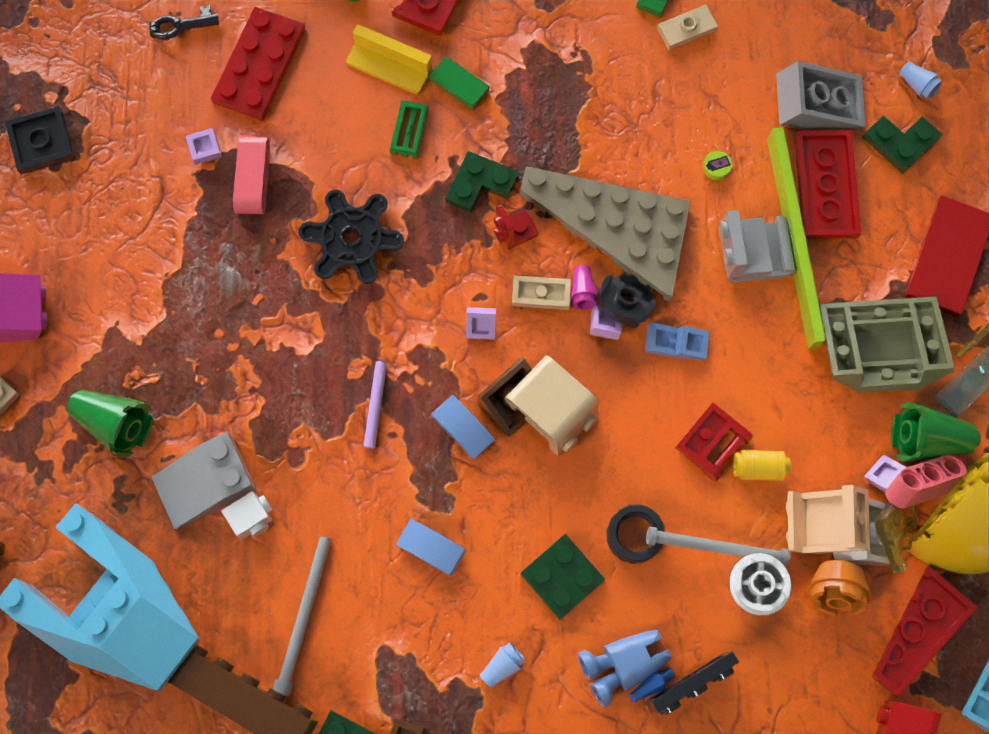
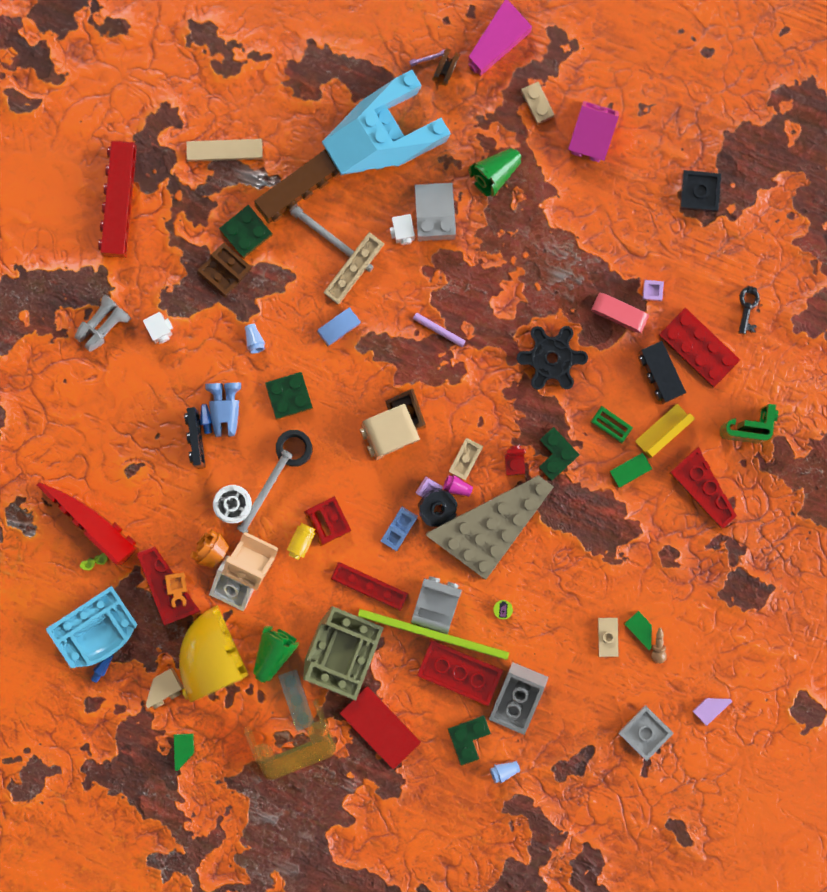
camera: 115 degrees right, 10 degrees up
(312, 91) = (661, 372): none -> black brick
(334, 562) = (353, 268): none -> tan tile
(462, 426) = (402, 375): medium blue slope -> none
(480, 323) = (461, 413): lavender plate -> none
(773, 349) = (369, 586): none -> red tile
(883, 472) = (262, 613): lavender plate -> none
(896, 531) = (229, 601): clear yellow wing -> none
(916, 613) = (176, 585): none -> orange plate
(925, 481) = (248, 639): coral beam -> none

